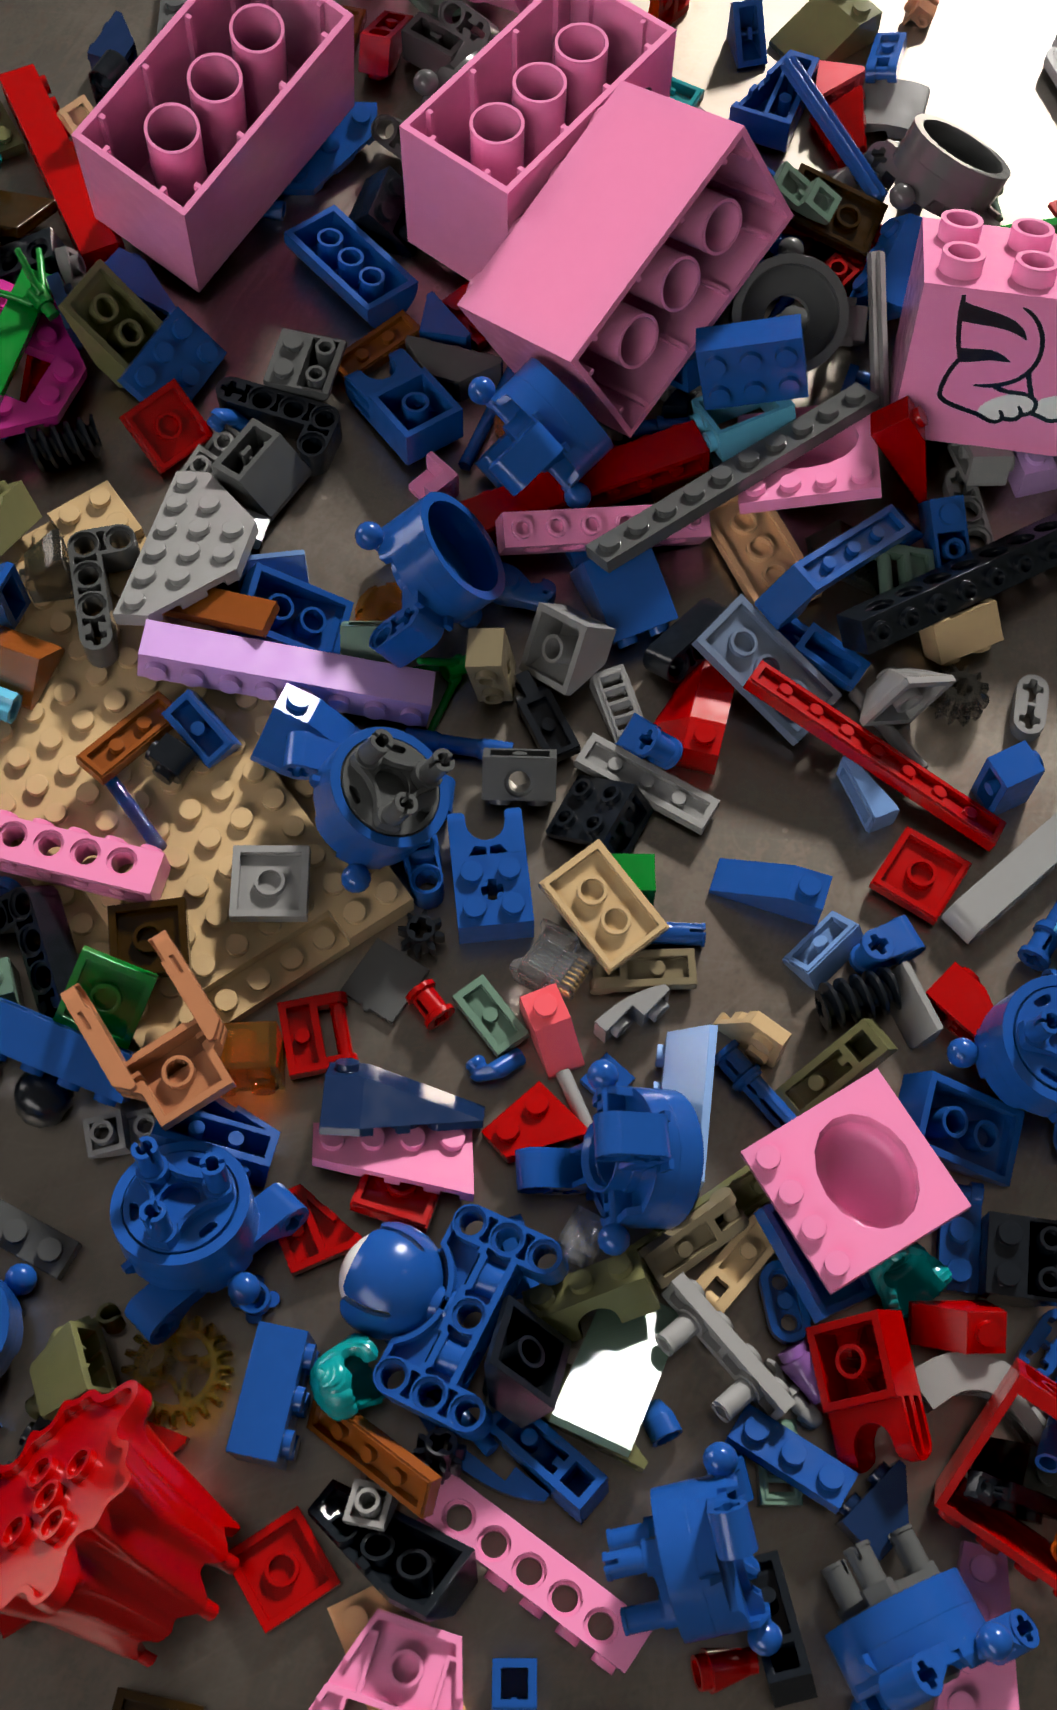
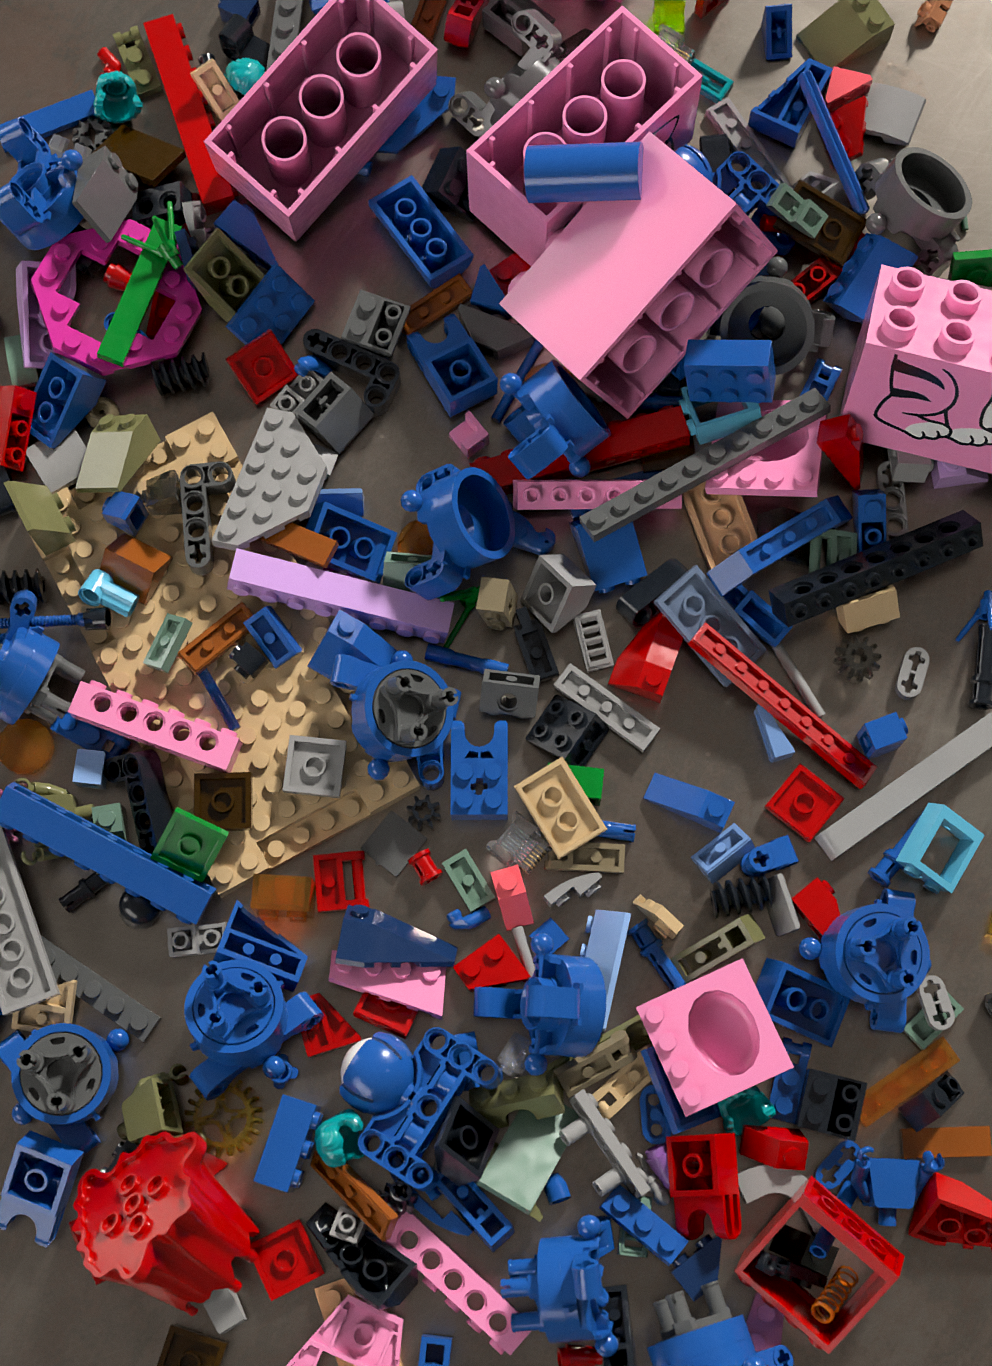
camera: 10 degrees right, 10 degrees up
(62, 747) = (167, 643): none -> sand green plate
(176, 1070) = (240, 909): nougat plate -> none
(195, 1652) = (224, 1310): none -> light grey slope
(547, 128) = (583, 172): none -> blue brick
(650, 742) = (612, 677): blue piece -> none
(878, 326) = (841, 339): light grey axle -> none
(886, 57) = (892, 65): blue plate -> none
(902, 695) = (810, 657): light grey slope -> none

